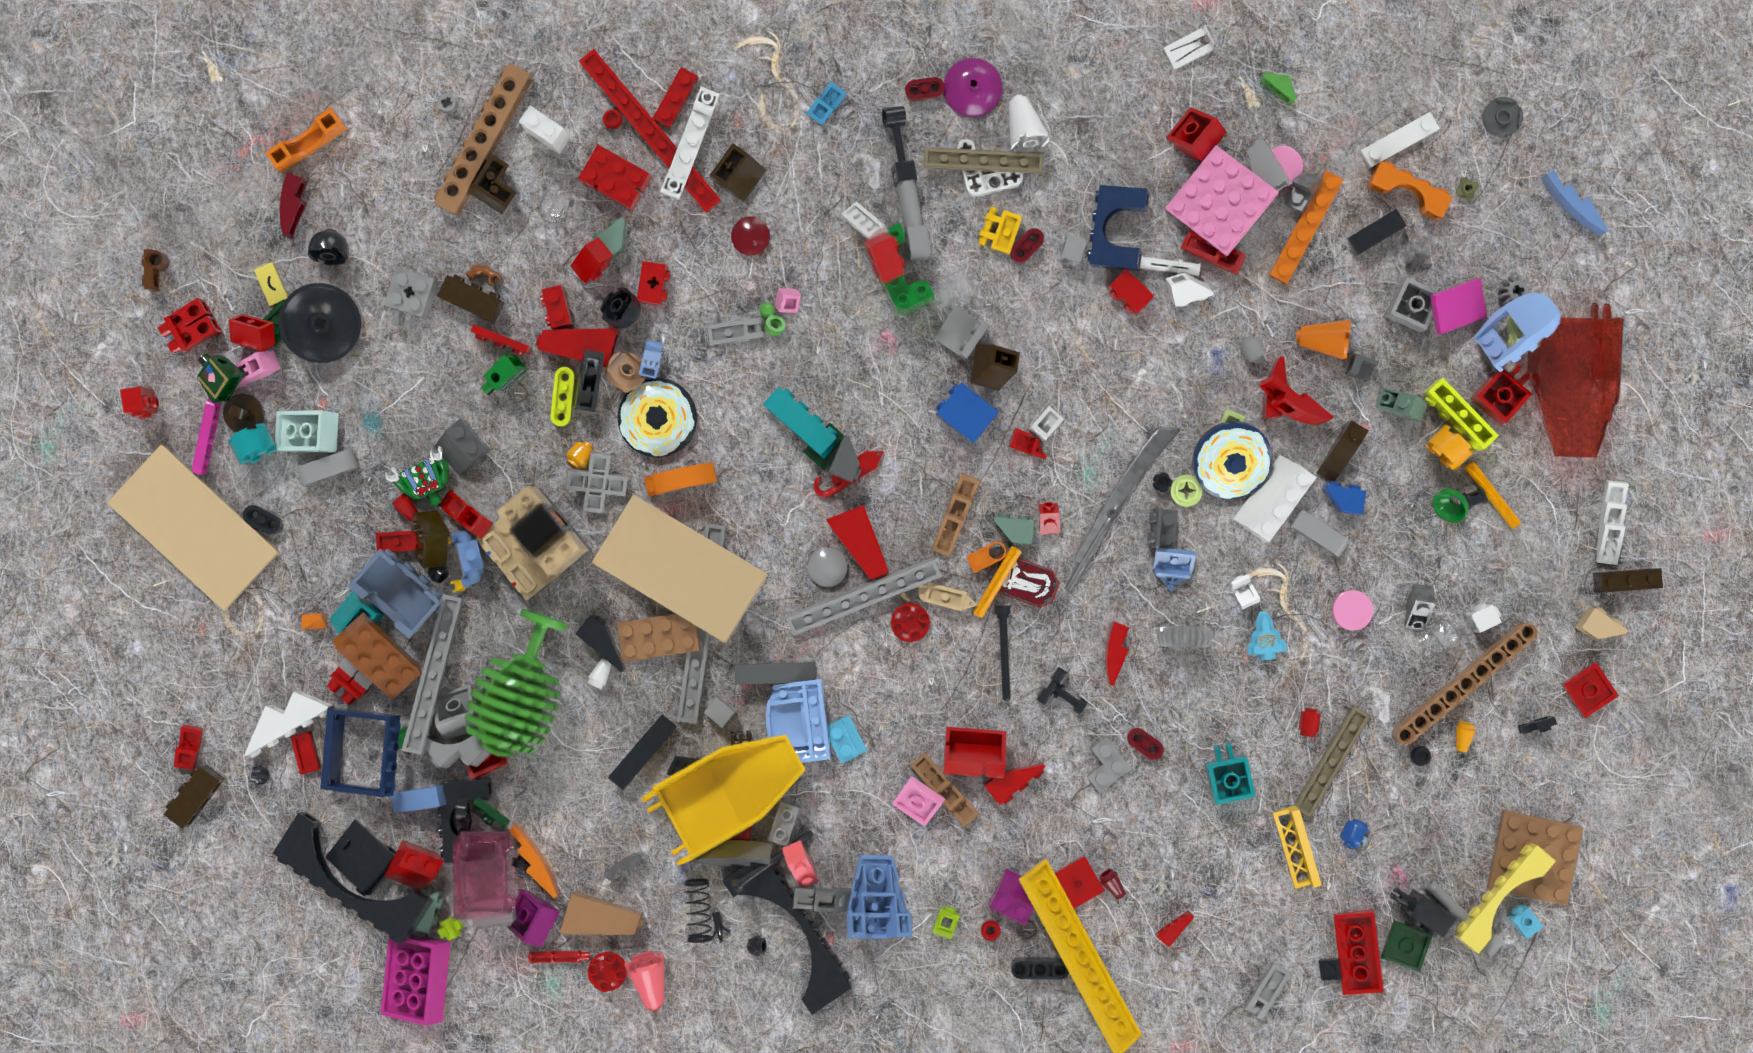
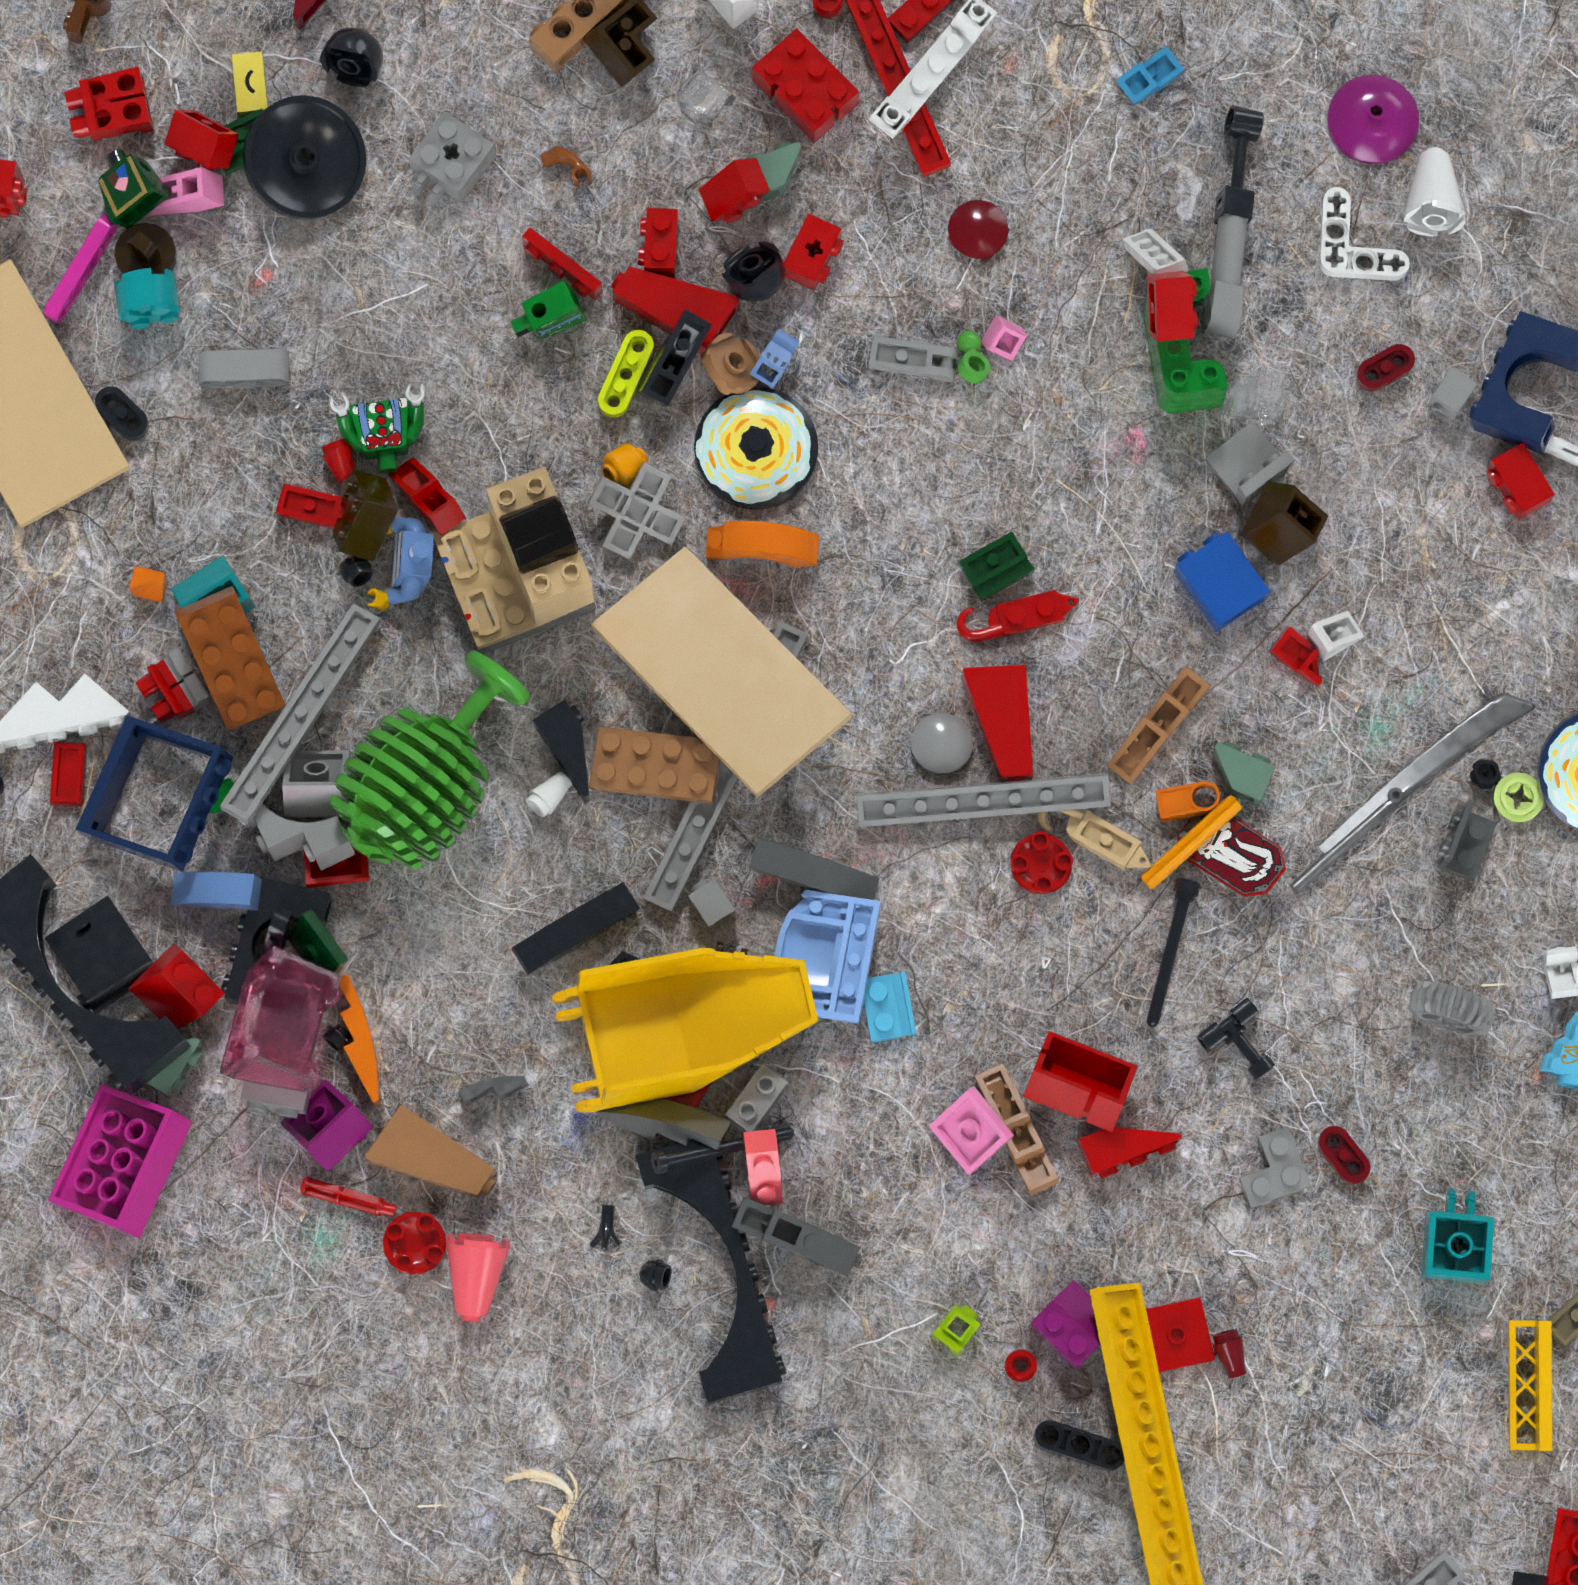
camera: 10 degrees right, 10 degrees down
(306, 431) = (231, 306): light aqua slope -> none
(367, 421) = (331, 315): clear light blue plate -> none
(397, 591) = (288, 573): sand blue cylinder -> none
(450, 928) = (199, 1101): lime gear -> none
(462, 446) = (452, 399): dark grey slope -> none
(471, 298) = (537, 191): dark brown brick -> none
(698, 938) = (597, 1151): black piece -> none
(737, 172) = (988, 132): dark brown slope -> none
(801, 422) = (970, 516): teal brick -> none
(846, 462) = (1018, 591): dark grey slope -> none
(876, 901) = (859, 1263): medium blue wedge -> none
(924, 87) = (1301, 95): dark red plate -> none
(983, 160) = (1357, 225): dark tan tile -> none
(1005, 233) = (1358, 340): yellow plate -> none
(1049, 518) = (1298, 774): bracket -> none
(1114, 651) = (1339, 1001): red slope -> none
(1172, 930) = (1298, 1453): red slope -> none
(1173, 565) = (1466, 902): medium blue slope -> none

